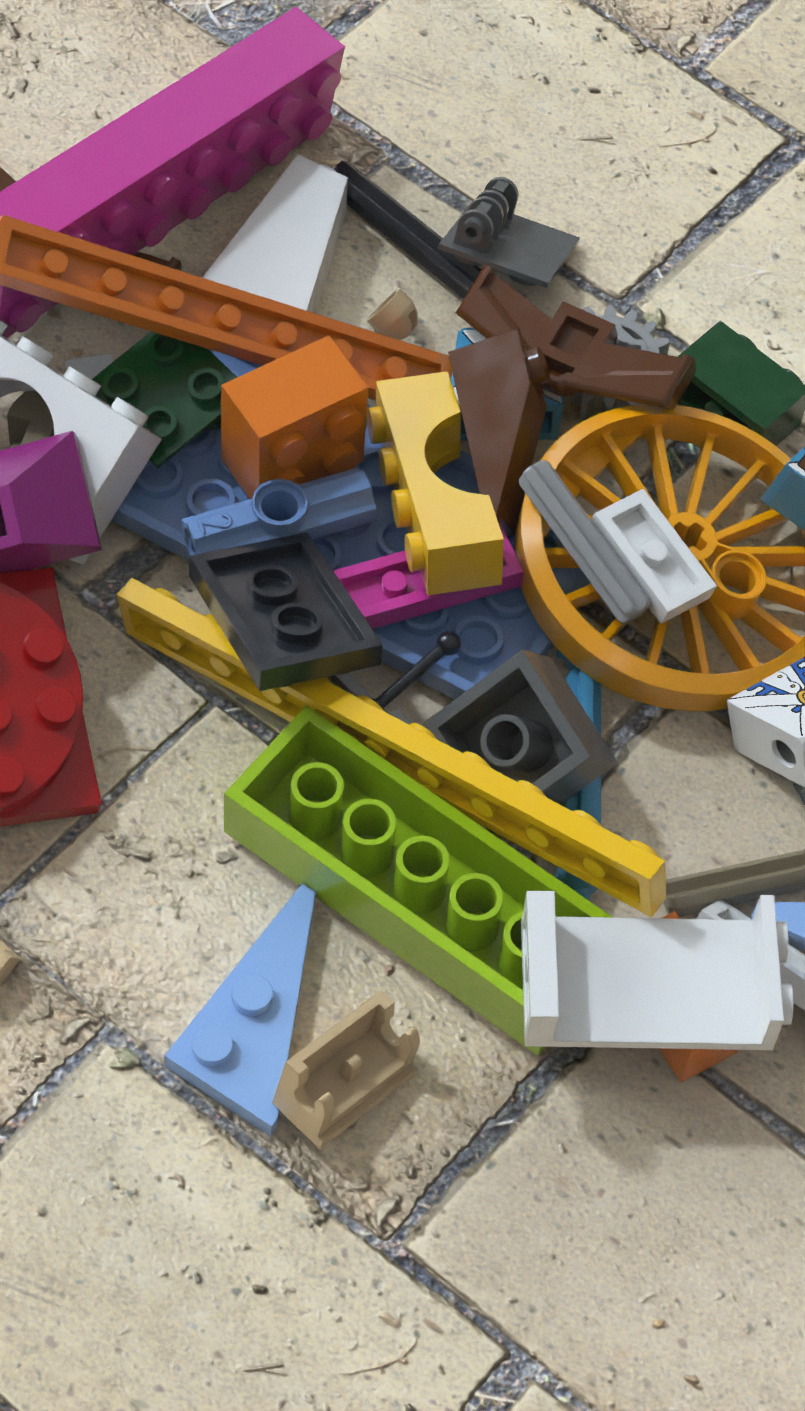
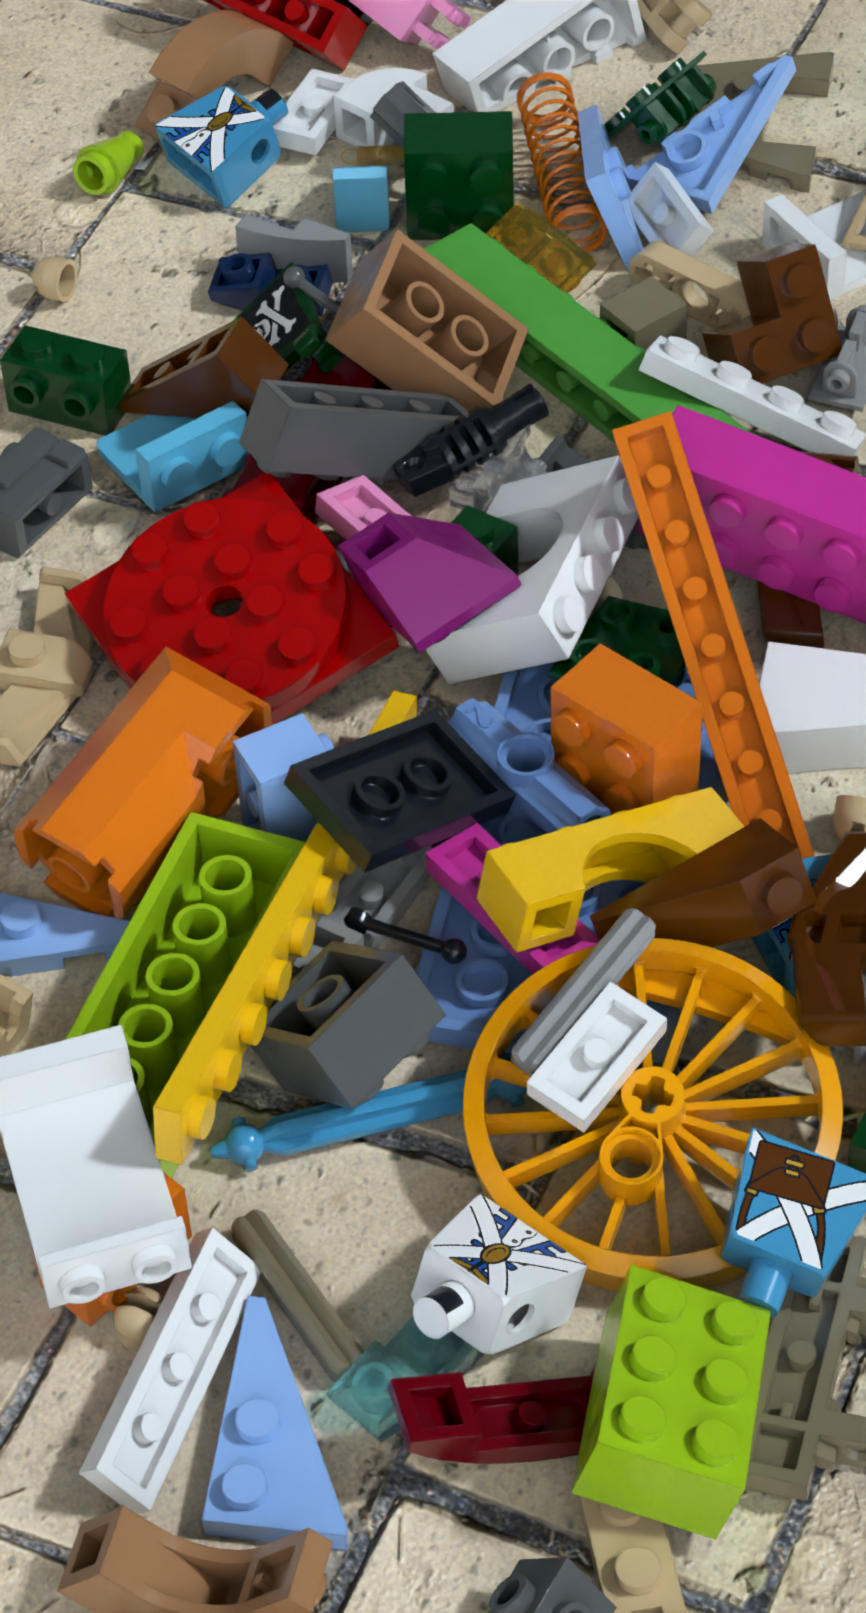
camera: 80 degrees right, 10 degrees down
(161, 823) = (137, 781): none -> orange brick
(208, 714) = (261, 769): none -> light blue brick

